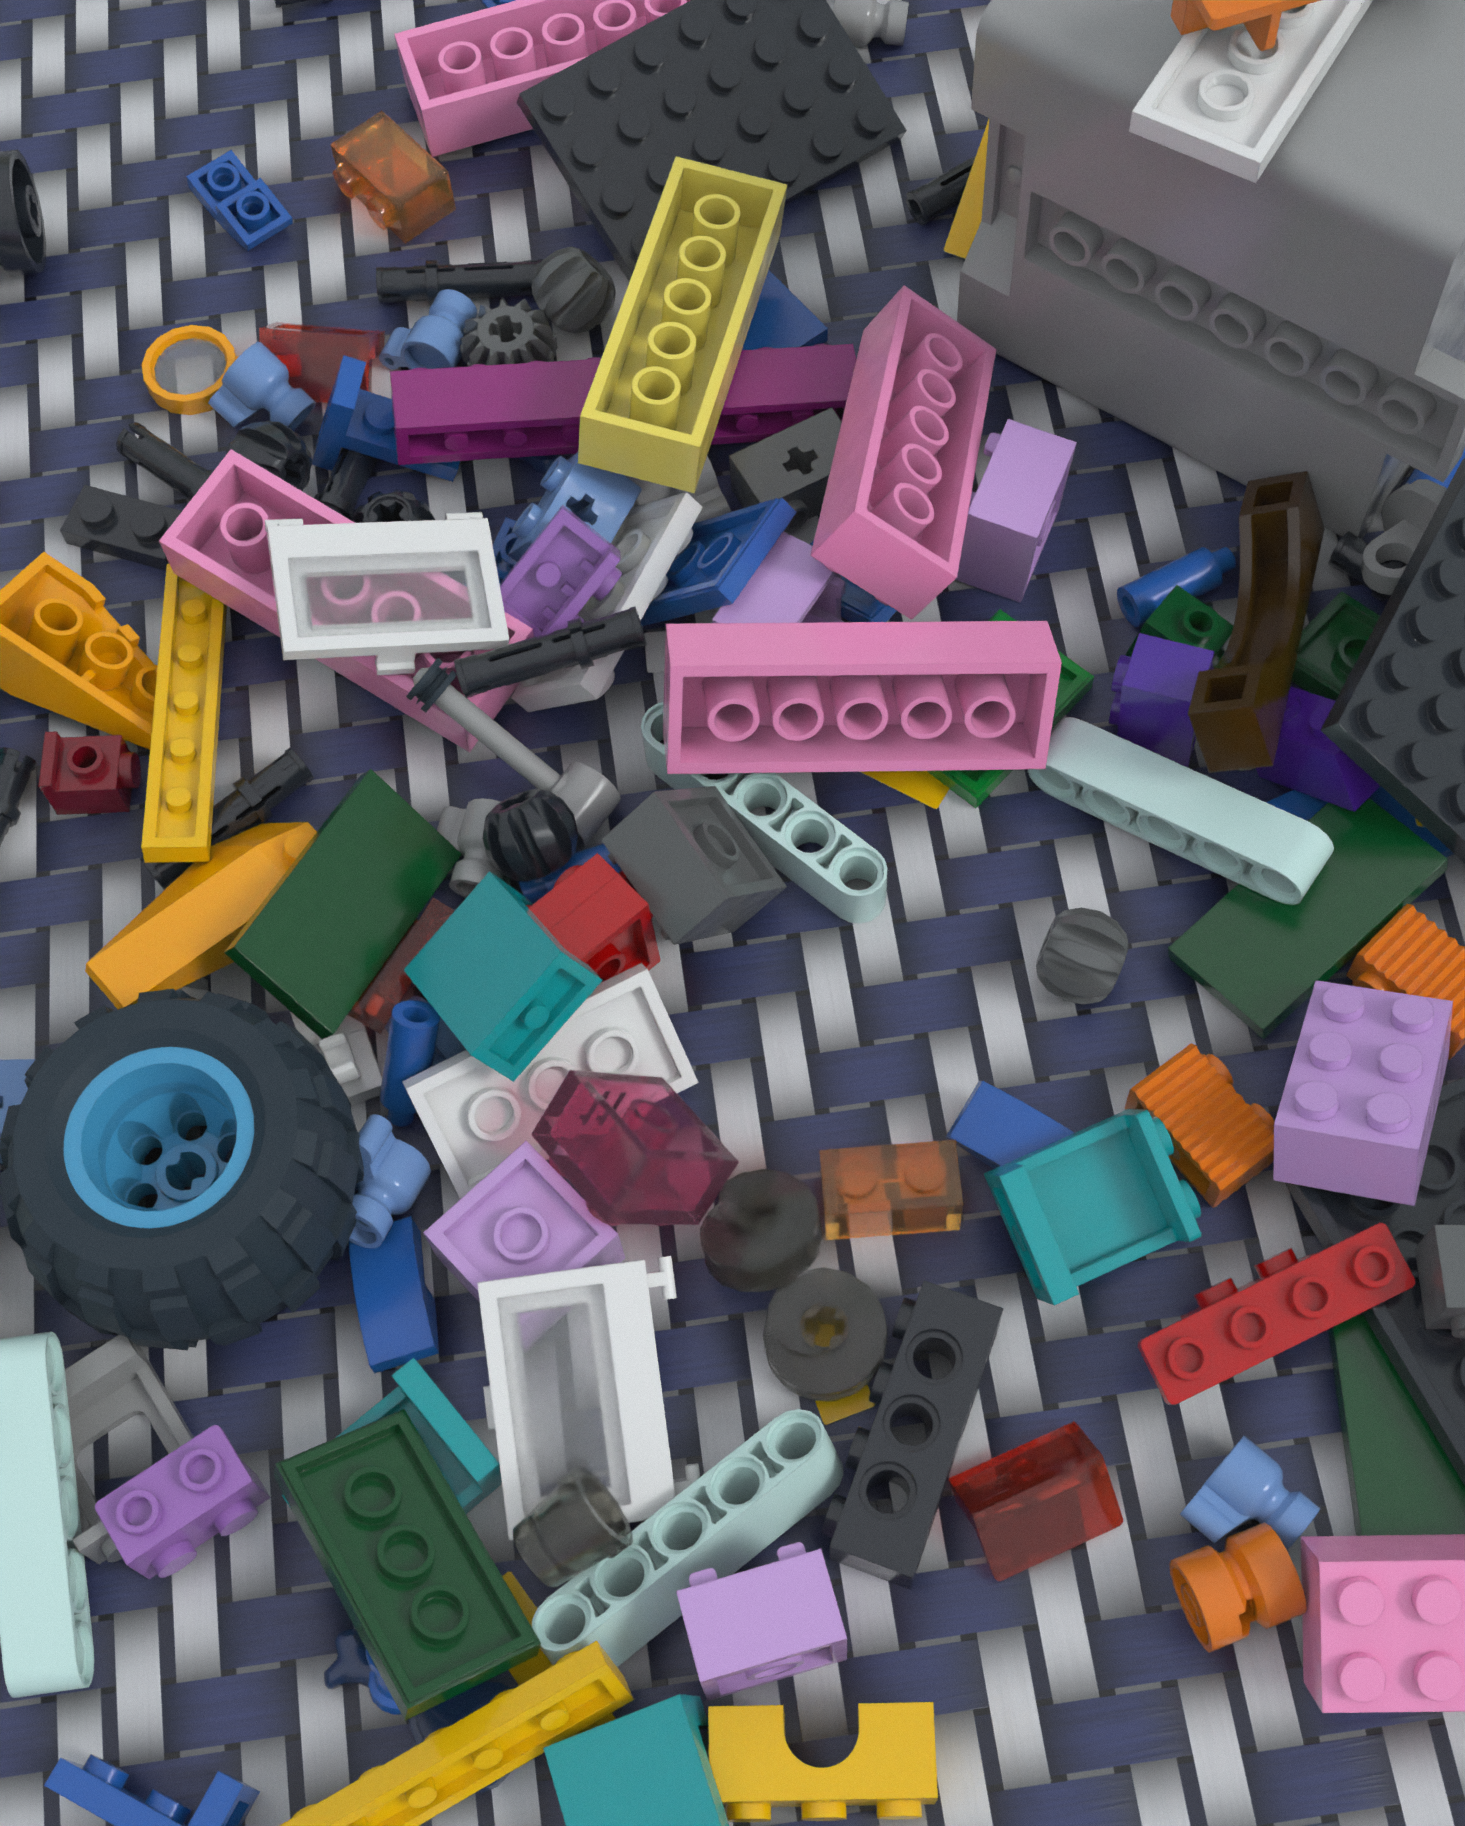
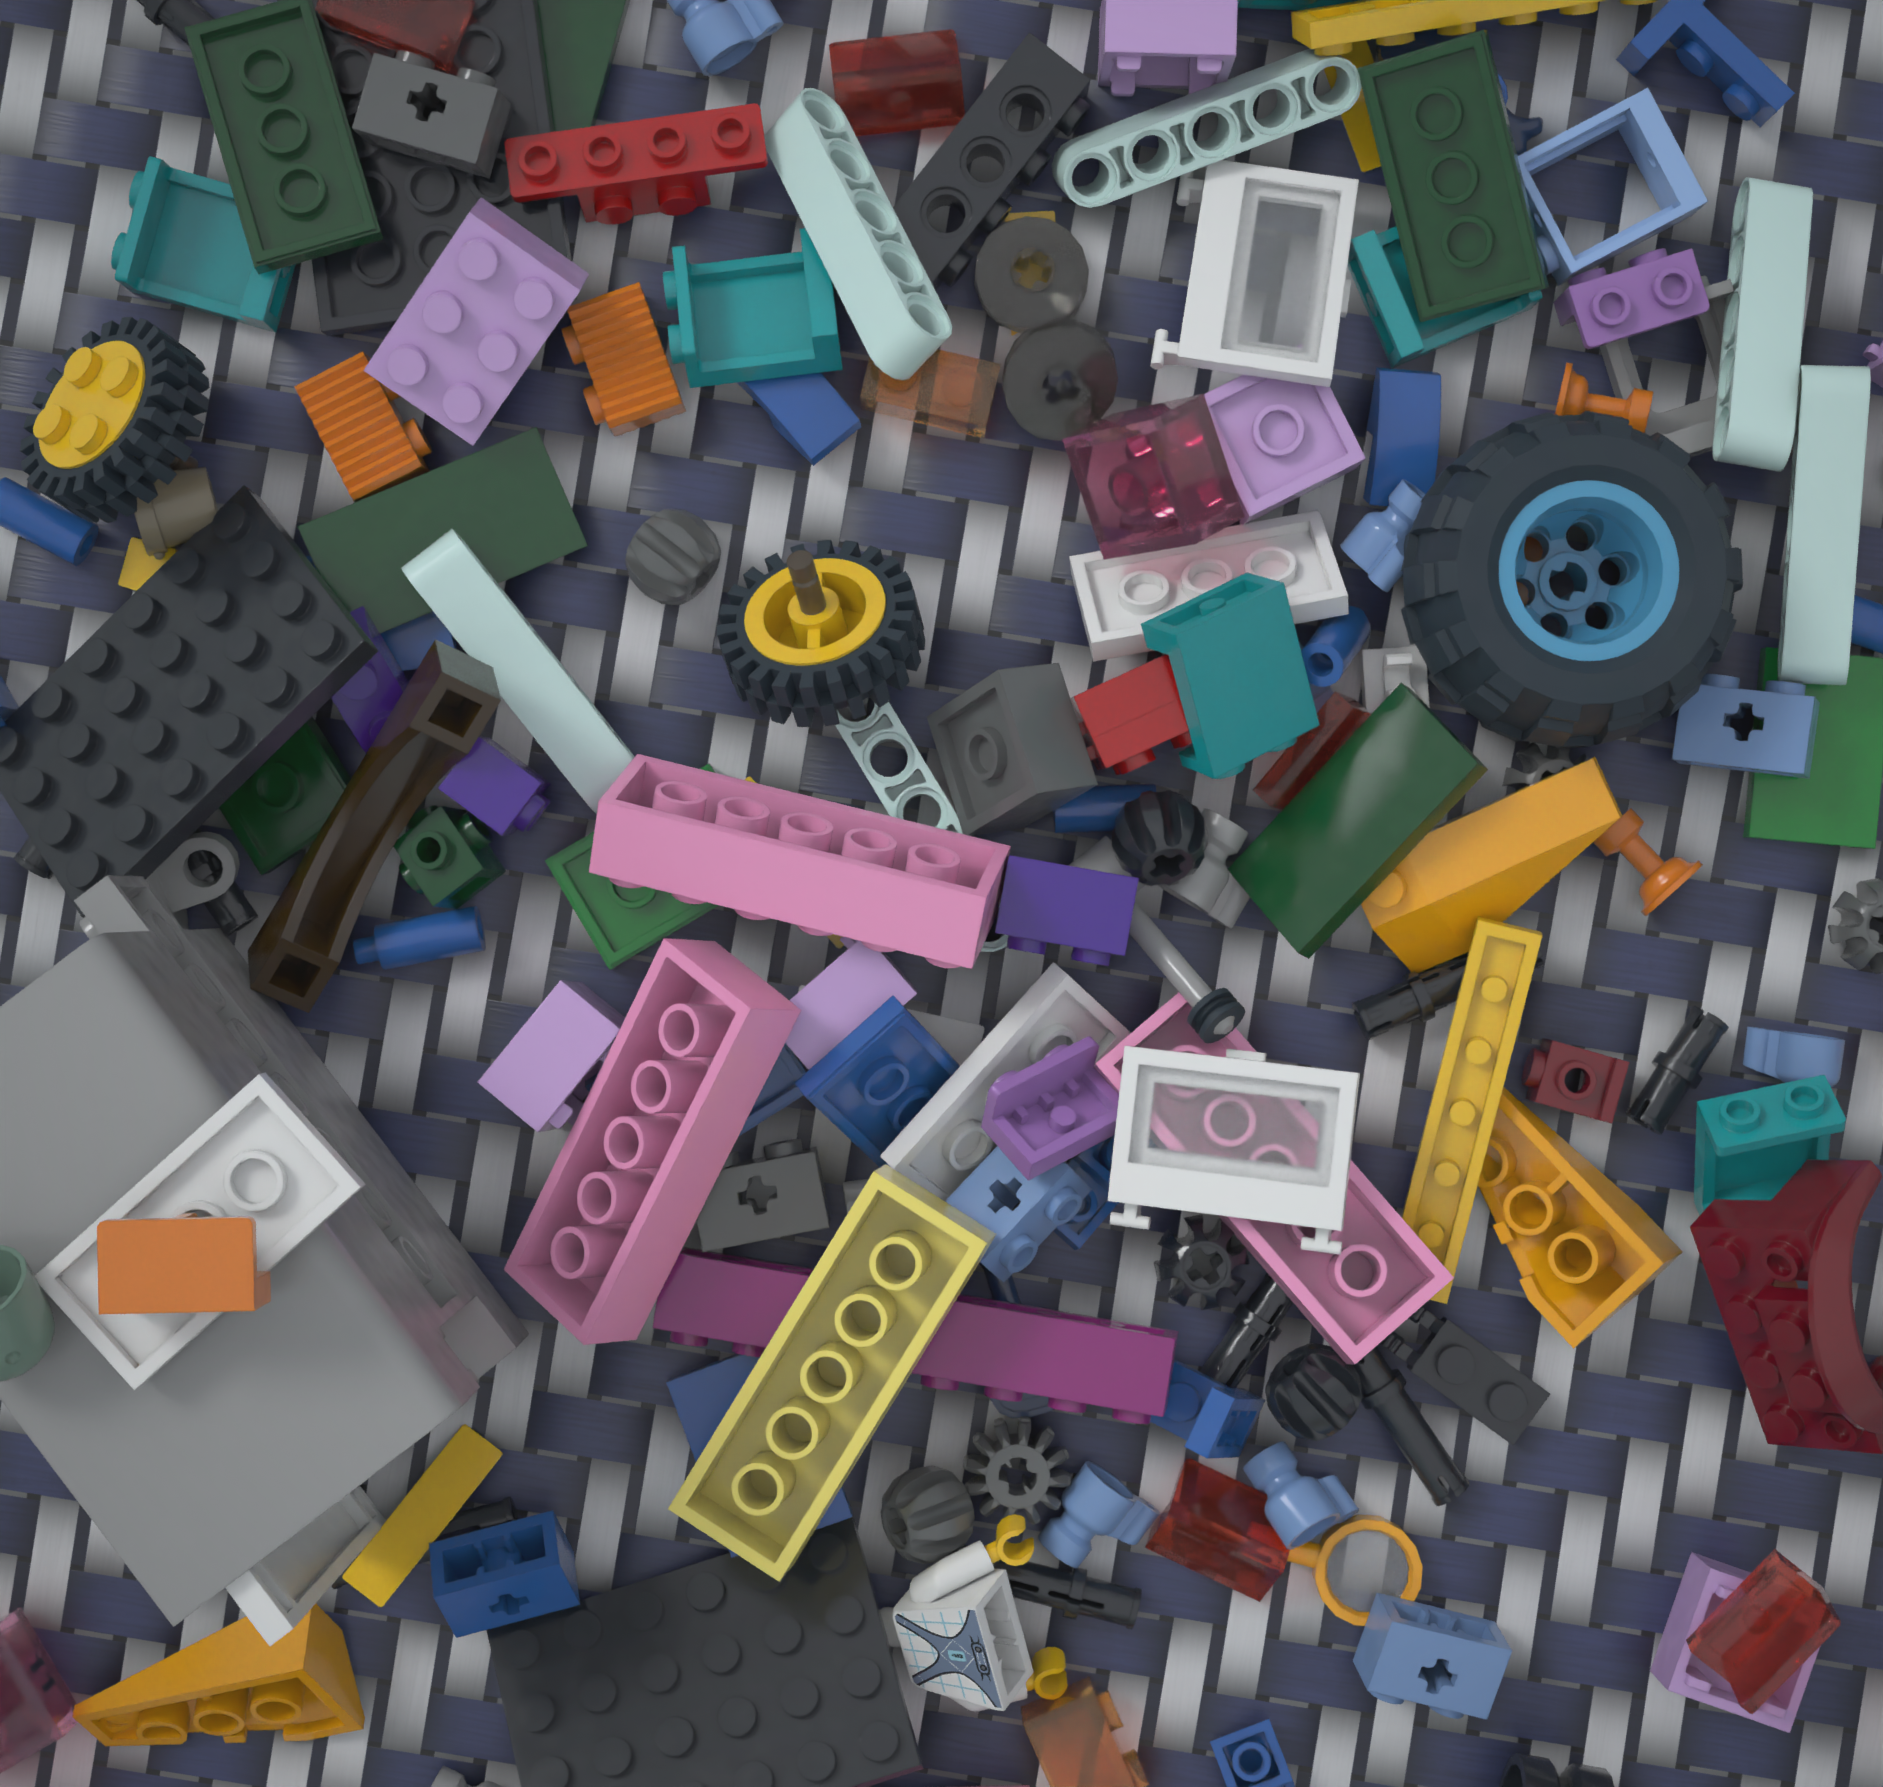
camera: 170 degrees left, 25 degrees up
(38, 960) = (1660, 876): none -> orange piece
(119, 312) = (1431, 1657): none -> medium blue brick
(153, 1623) = (1658, 161): none -> light blue window
(220, 1381) = (1575, 400): none -> orange piece
(511, 216) = (965, 1630): none -> white torso
(561, 649) = (1164, 1015): black pin -> none
(572, 1529) = (1302, 156): clear smoke piece -> none
(599, 741) = (1066, 908): none -> dark purple brick
(907, 157) = (503, 1574): none -> blue brick
(912, 910) = (821, 633): none -> wheel
(1092, 1376) = (857, 234): none -> light aqua beam

